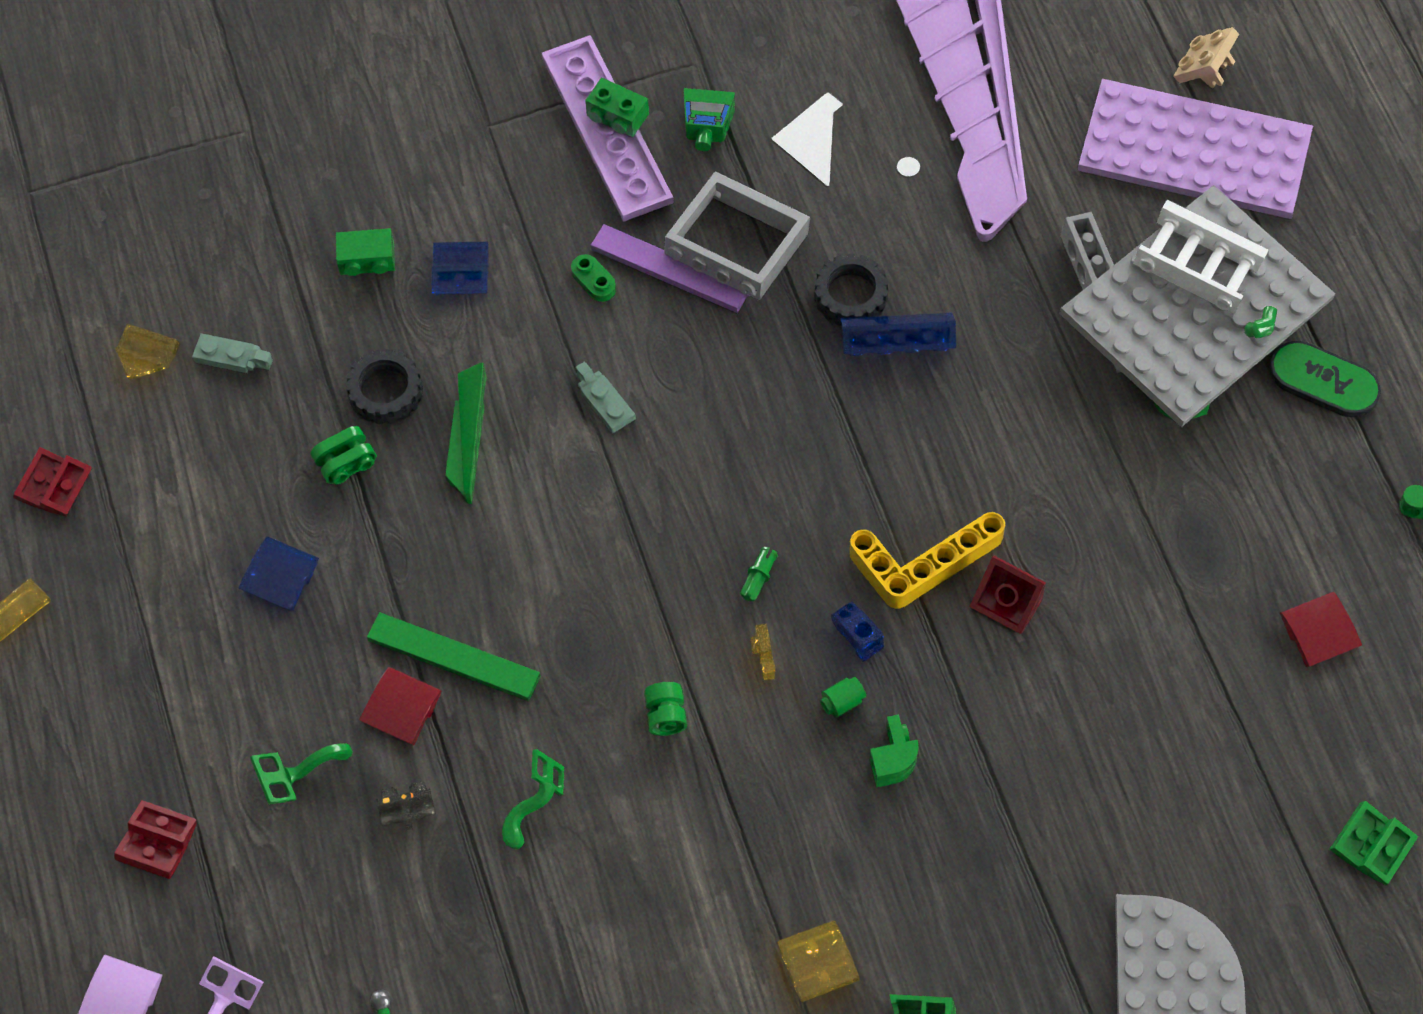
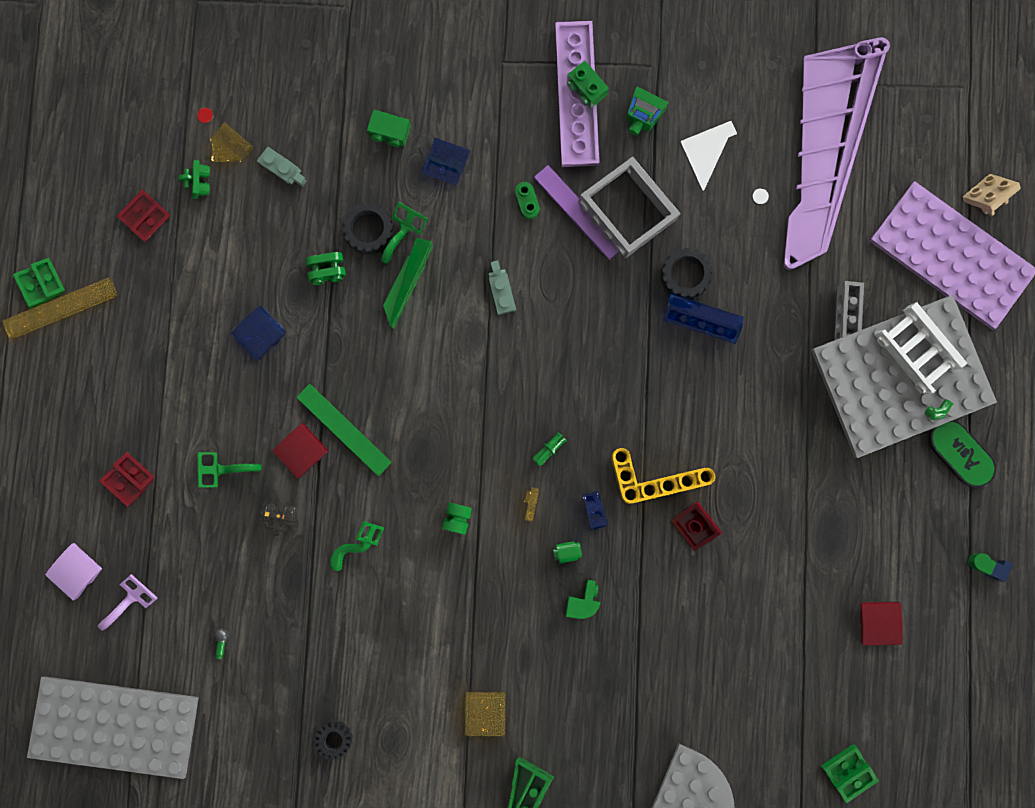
camera: 20 degrees right, 20 degrees up
(94, 327) = (205, 115): none -> red sticker
(109, 408) = (197, 171): none -> green hips
(437, 367) = (405, 227): none -> green piece

